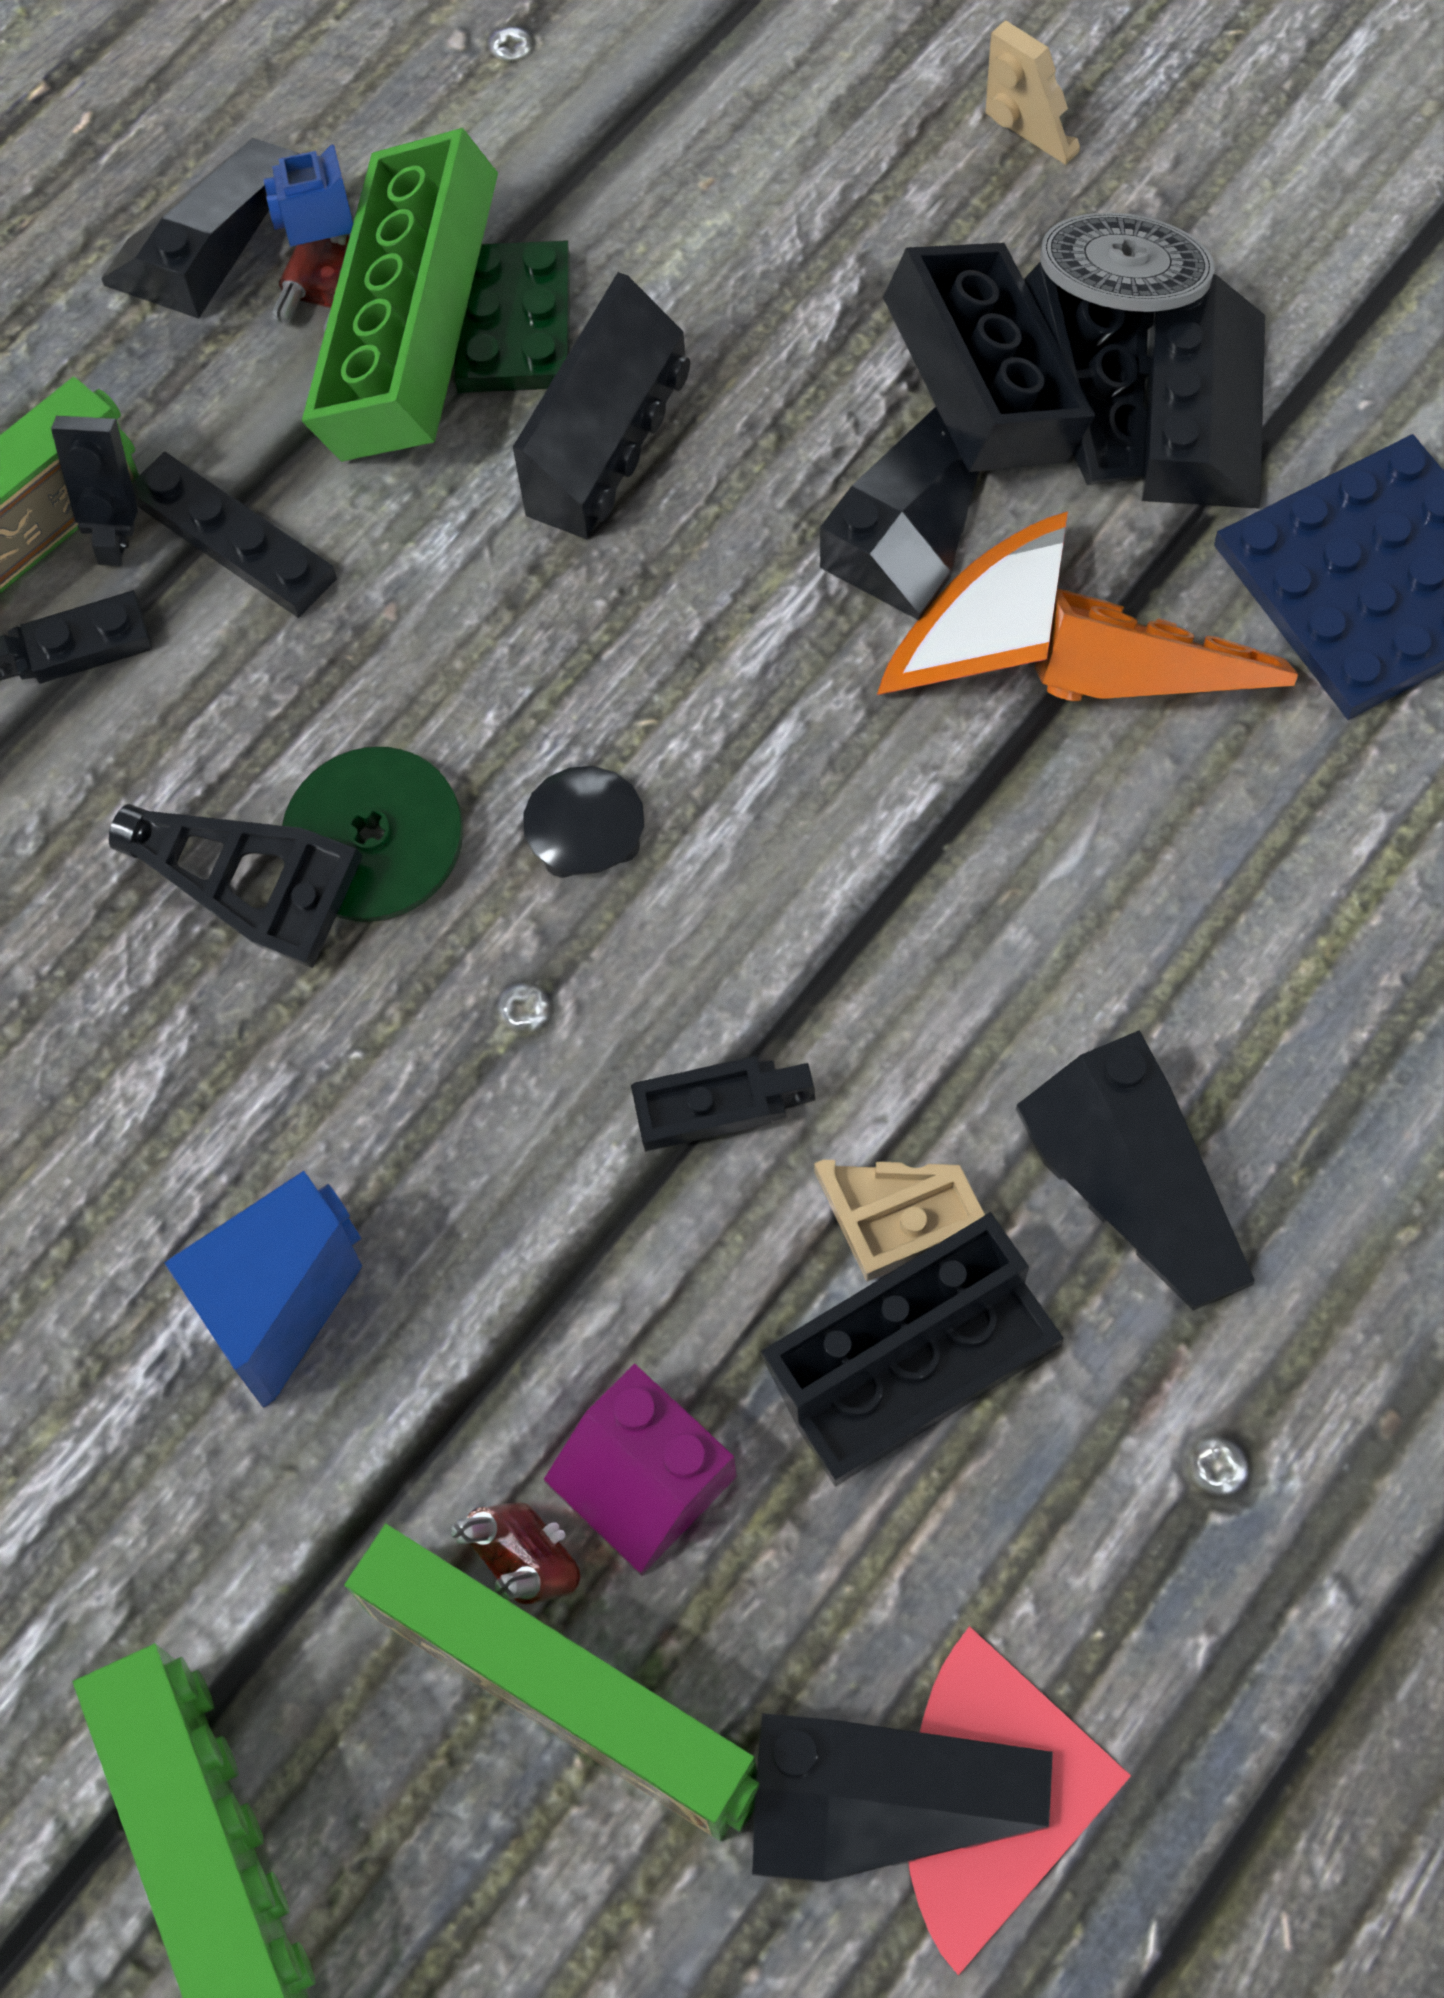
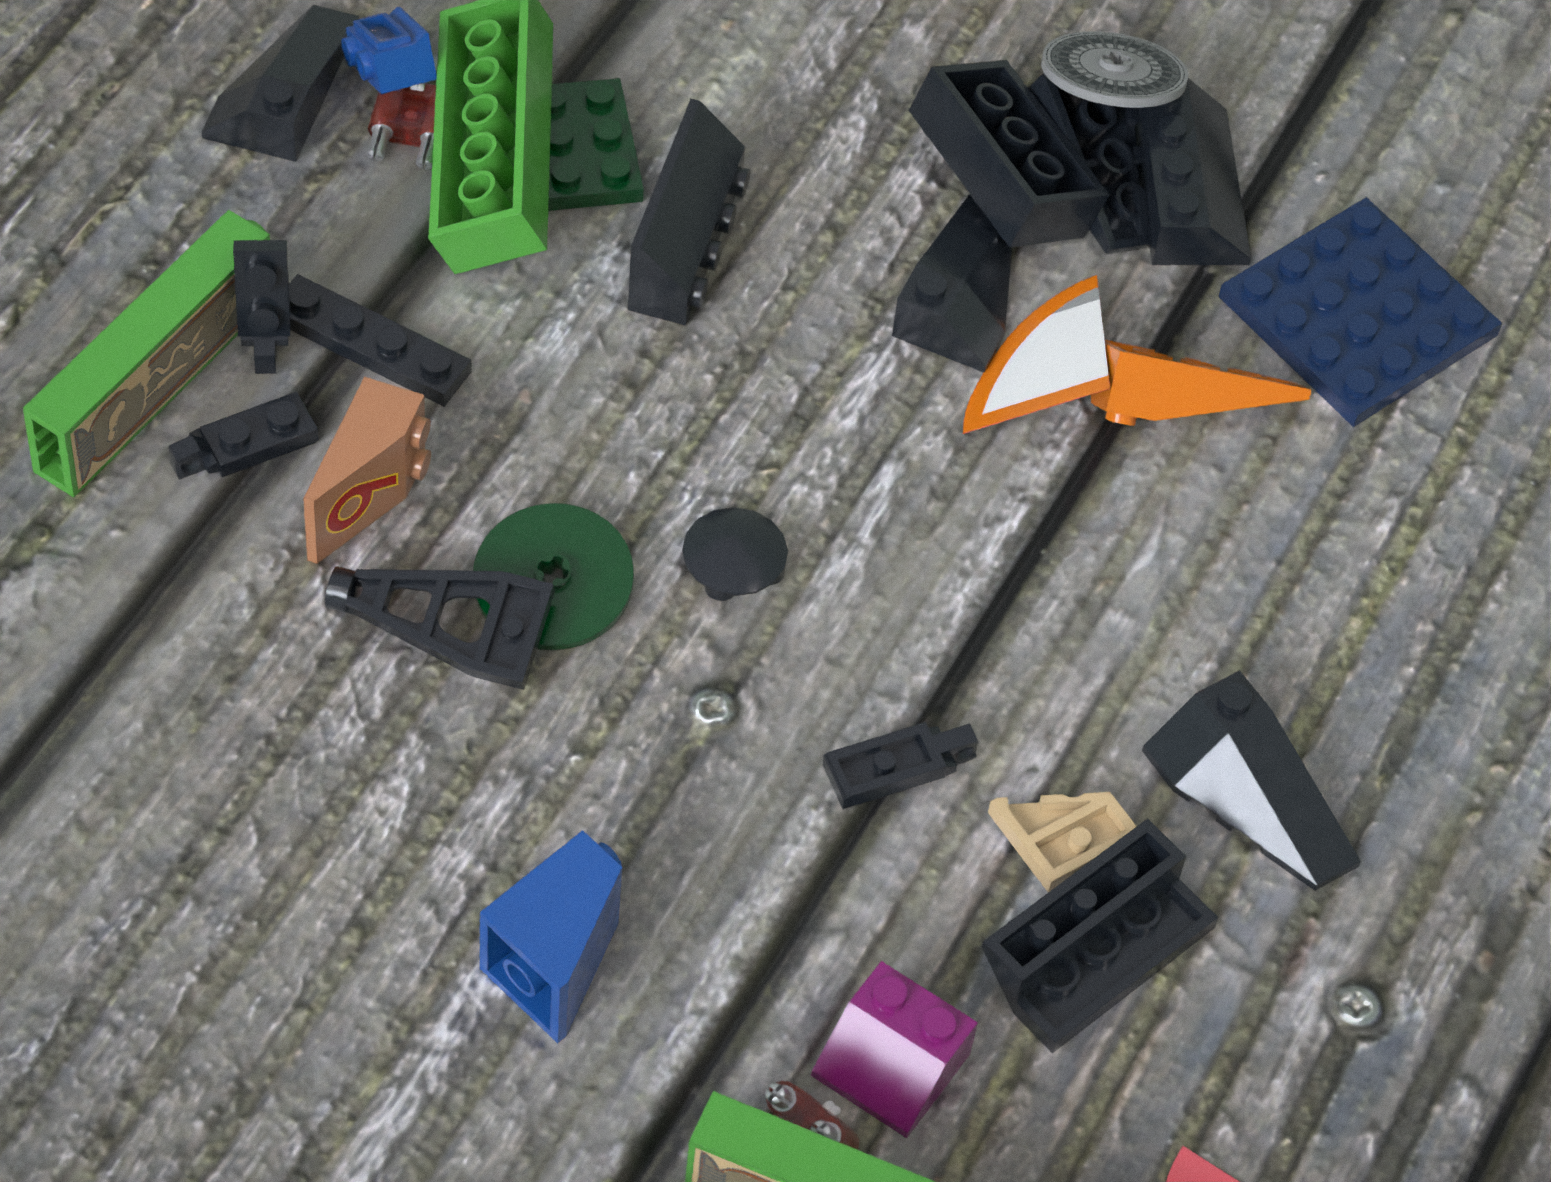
camera: 20 degrees left, 10 degrees down
(173, 691) = (366, 465): none -> nougat slope

